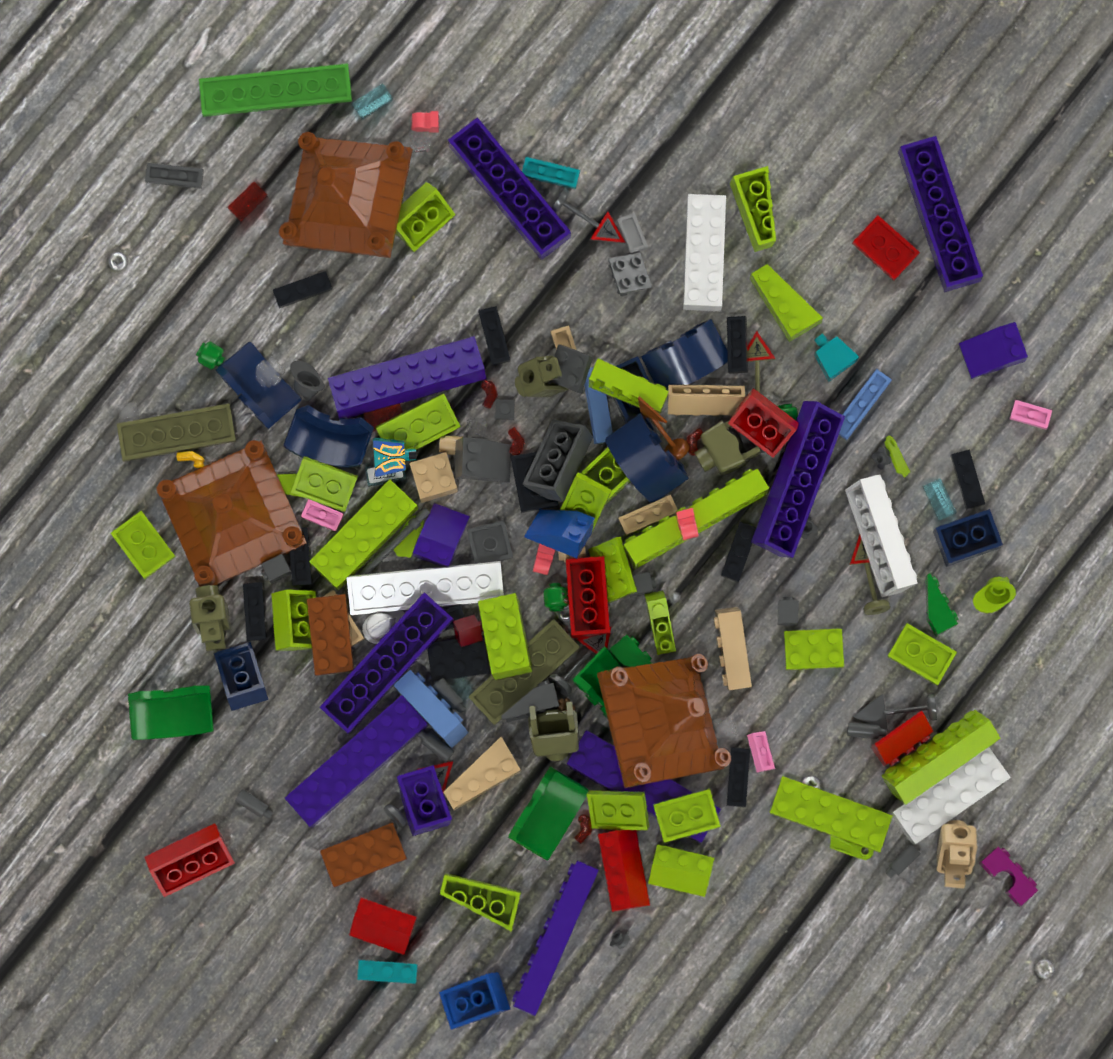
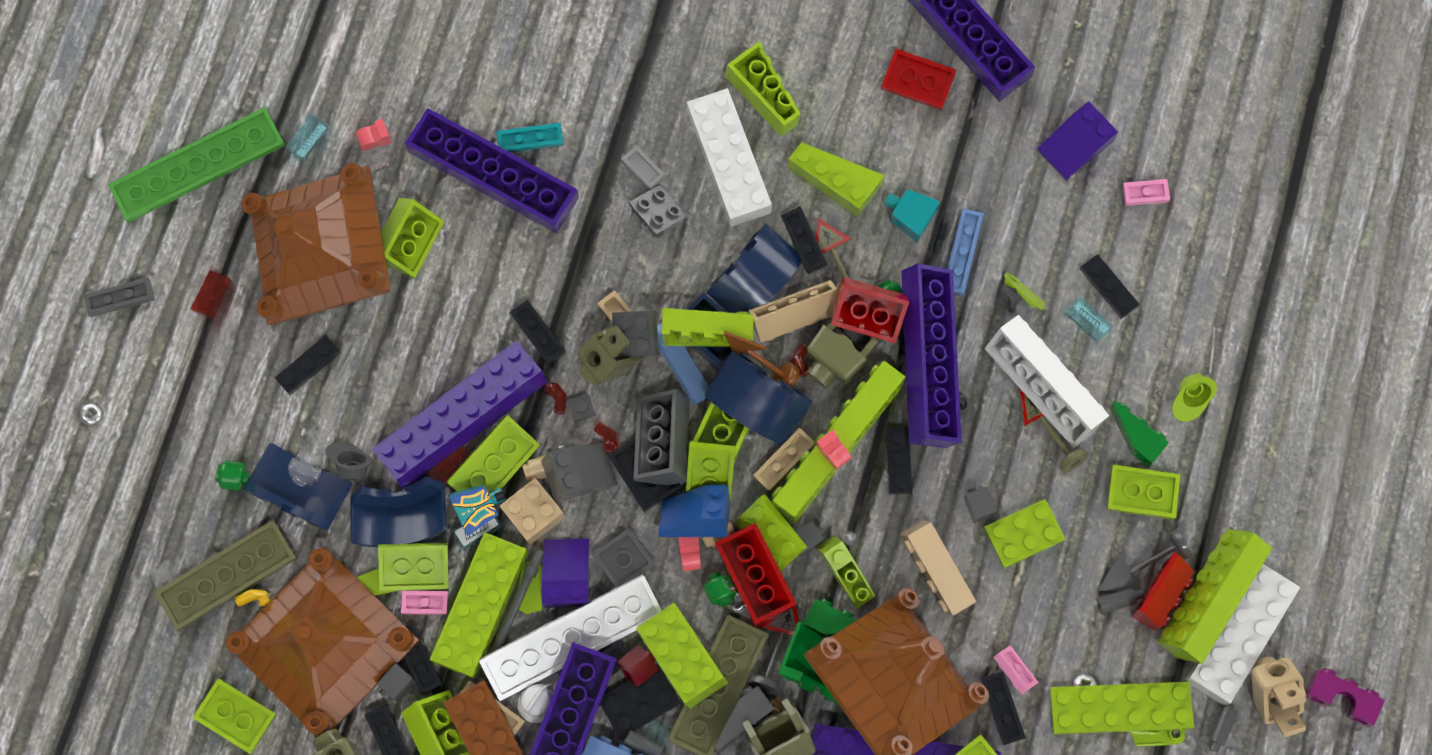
camera: 20 degrees left, 5 degrees down
(605, 231) = (613, 174): dark grey piece -> none
(967, 537) = (1138, 347): dark blue brick -> none

